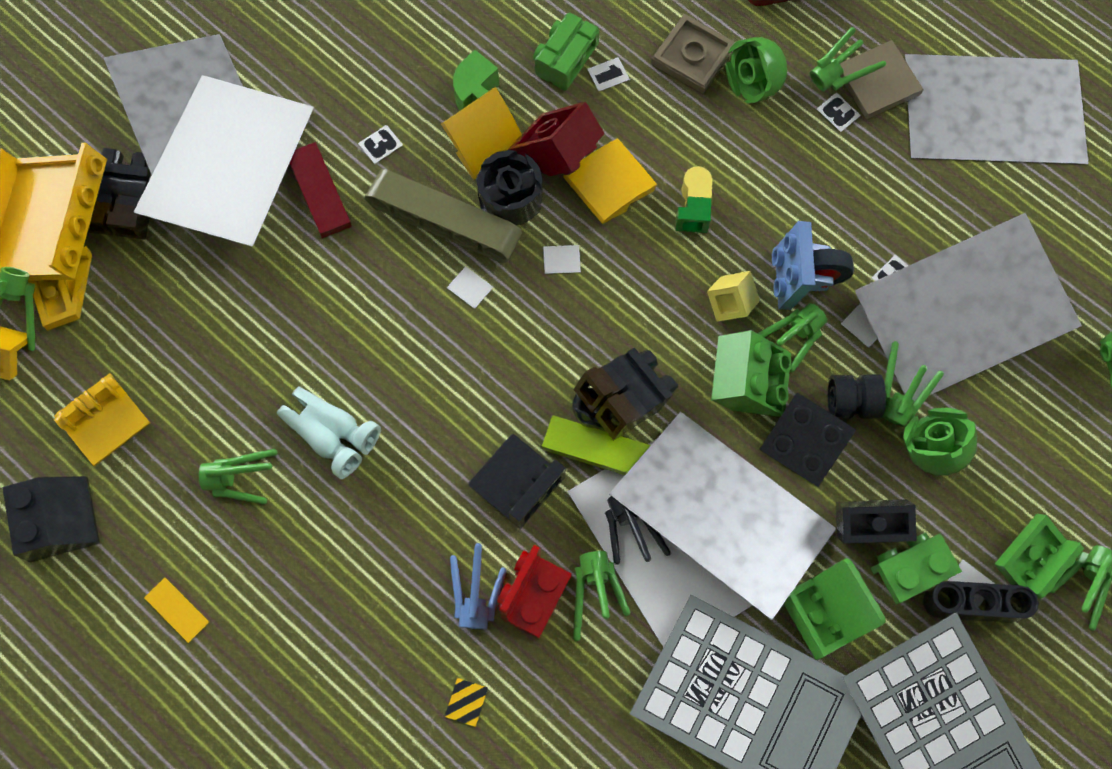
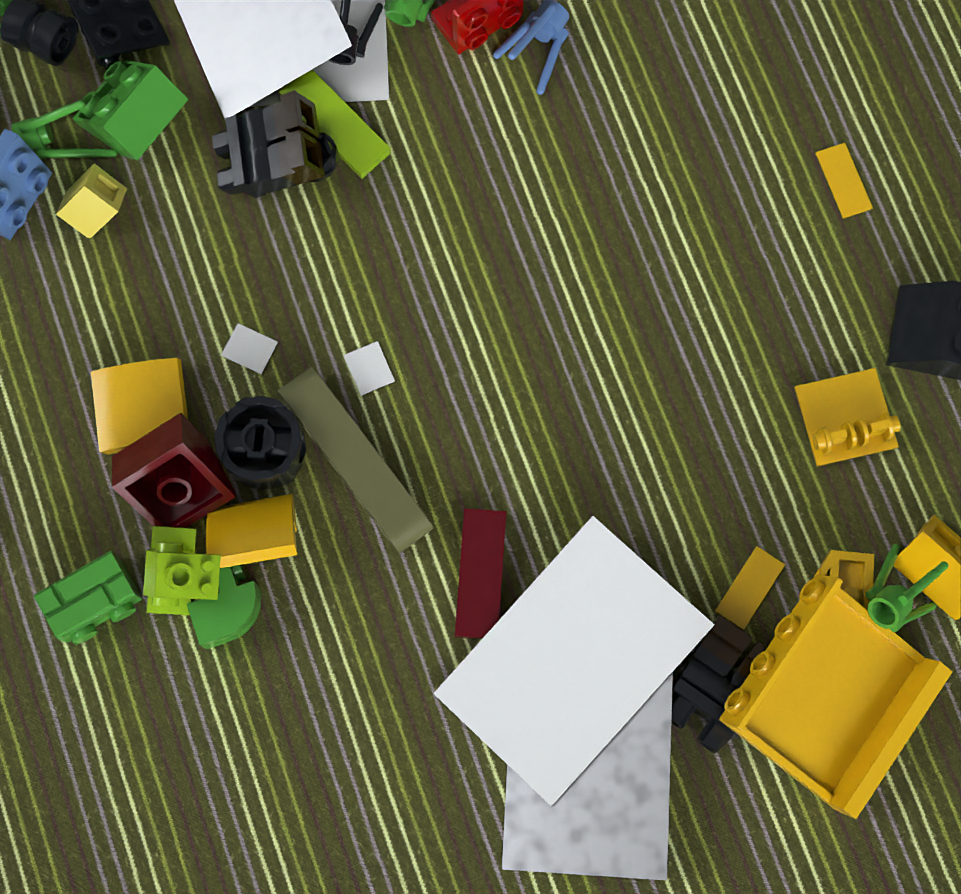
camera: 150 degrees left, 5 degrees up
(127, 273) = (750, 587): none -> yellow sticker
(221, 472) = (744, 284): bright green plant -> none
(325, 425) = (605, 279): light aqua piece -> none
(380, 144) = (377, 602): sticker -> none
(512, 68) = (177, 572): none -> lime tile
(517, 480) = (433, 120): black bracket -> none
(608, 74) = (56, 552): white sticker -> none
(698, 199) = (59, 328): leg -> none

